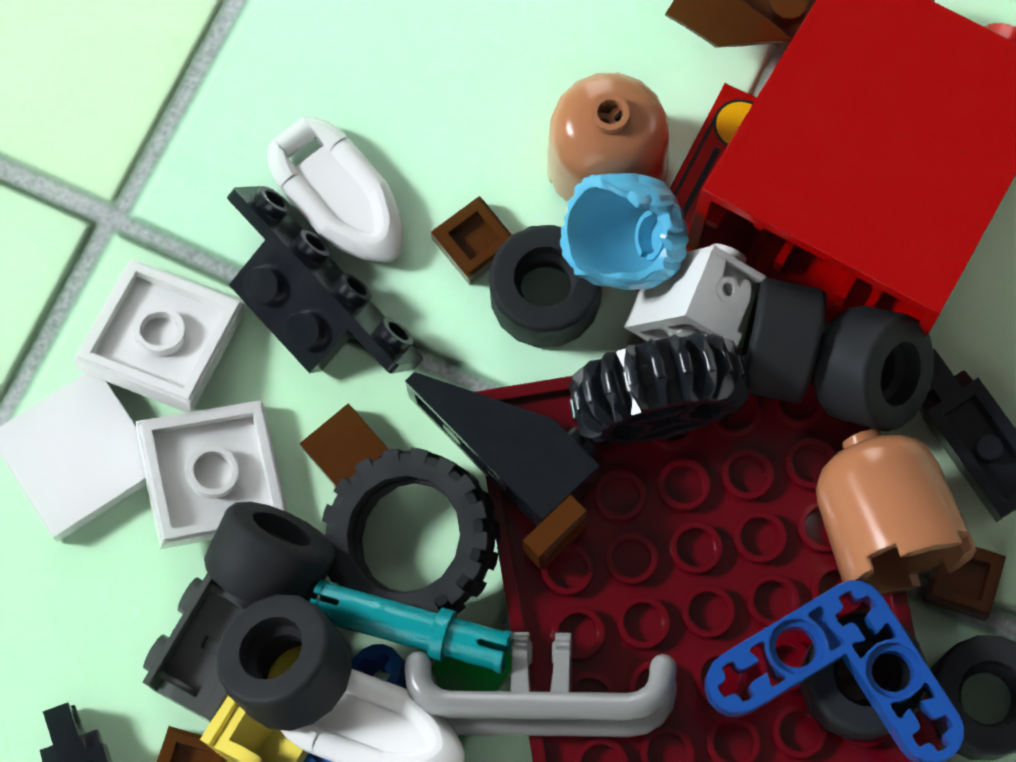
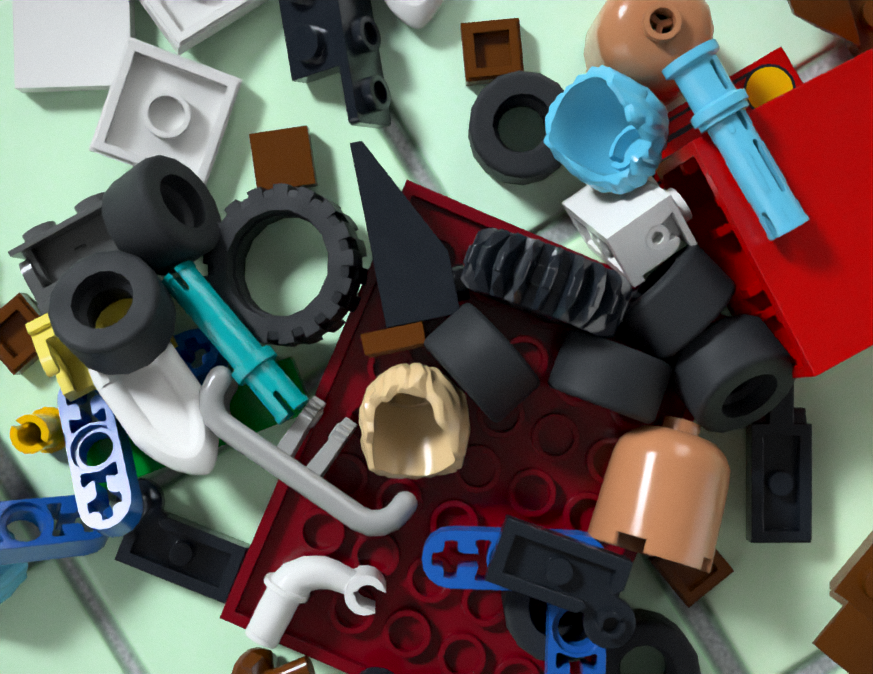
camera: 25 degrees right, 15 degrees up
(623, 593) = (414, 423): none -> tan hair
(648, 497) = (482, 362): none -> black tyre
(711, 150) = (722, 113): none -> medium azure pin
(769, 437) = (610, 375): none -> black tyre
(849, 620) = (567, 576): none -> black hinge

